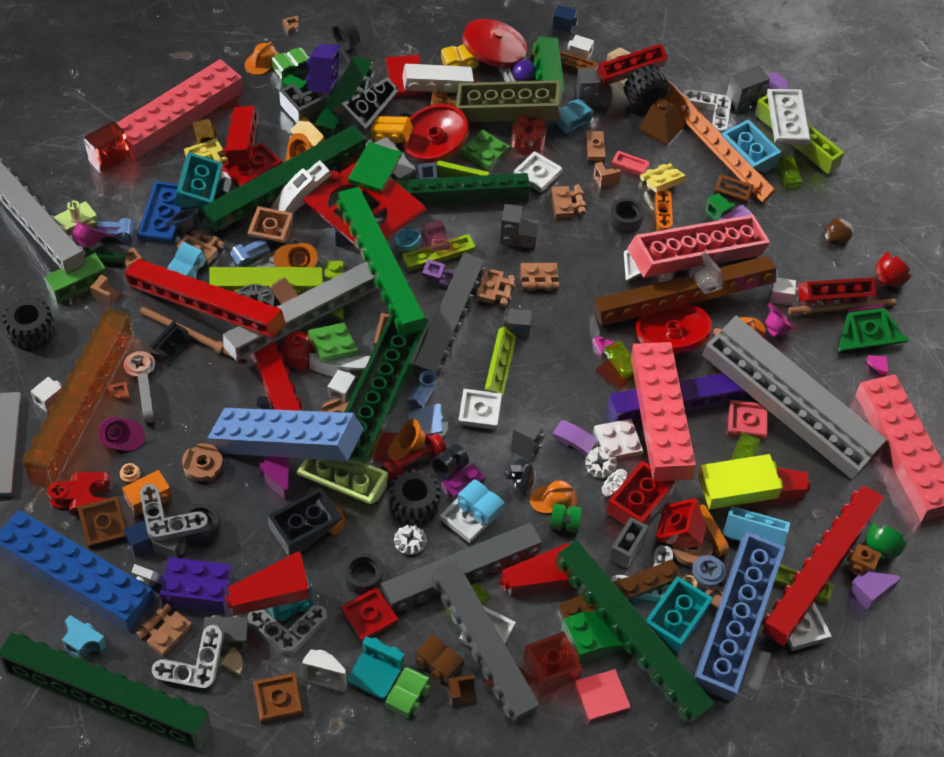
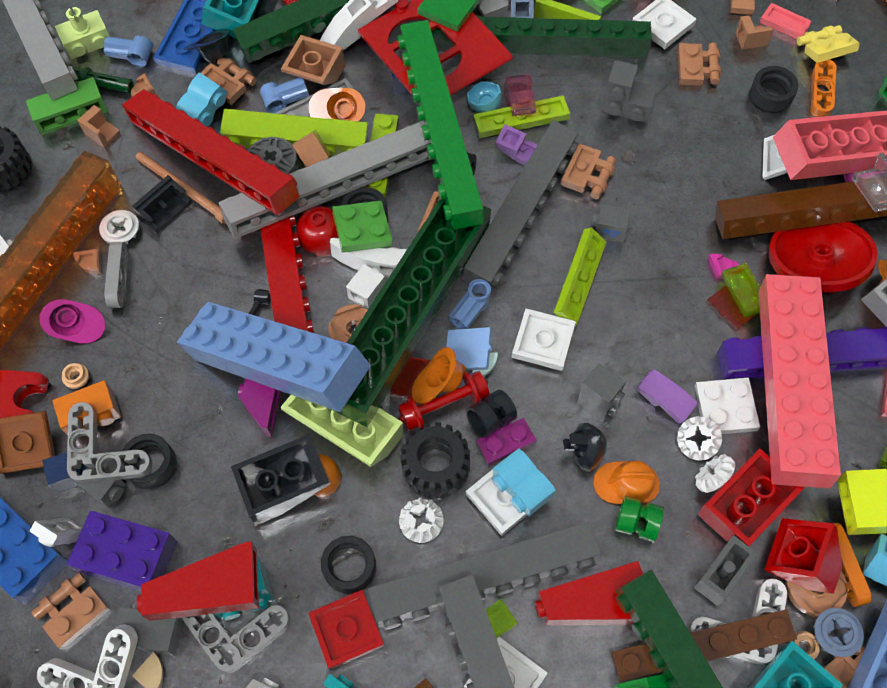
camera: 15 degrees right, 10 degrees up
(87, 236) = (87, 52): dark pink piece -> none
(202, 472) = (172, 386): nougat plate -> none
(539, 276) = (648, 155): nougat plate -> none

